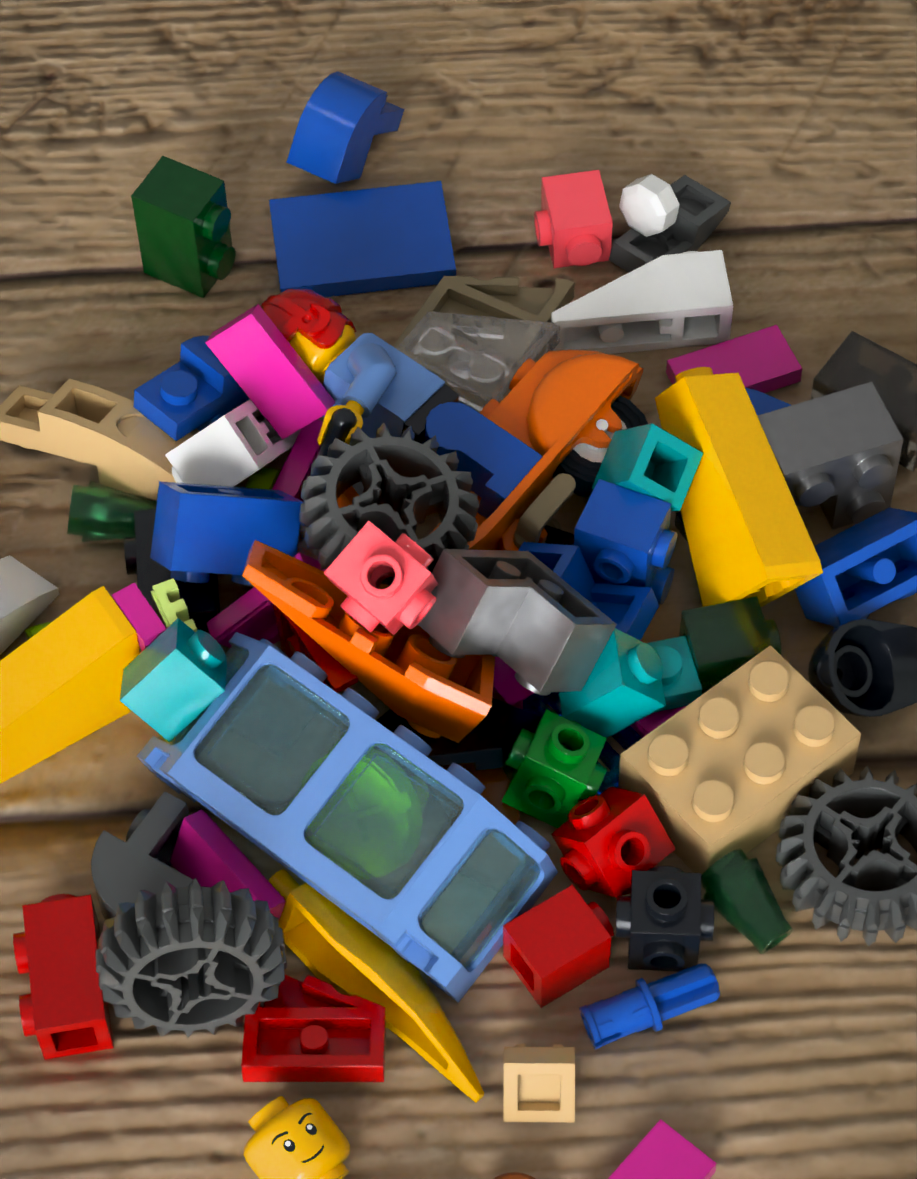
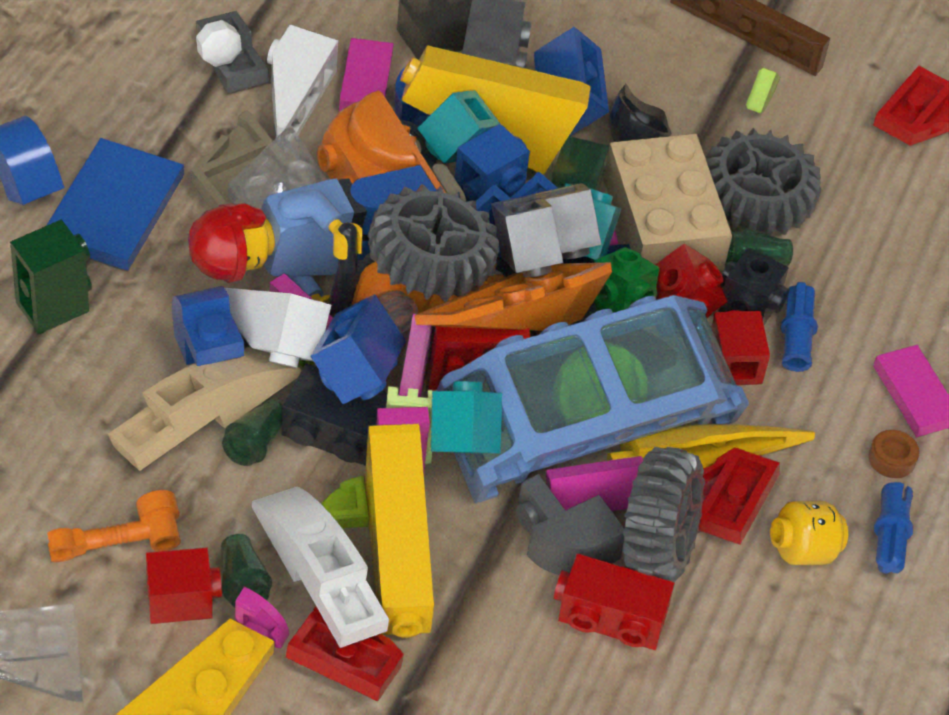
camera: 70 degrees left, 5 degrees down
(270, 371) = (255, 262): dark pink tile -> none
(369, 561) = (511, 253): coral brick -> none
(539, 1084) = (823, 398): tan tile -> none
(574, 219) = (194, 86): coral brick -> none

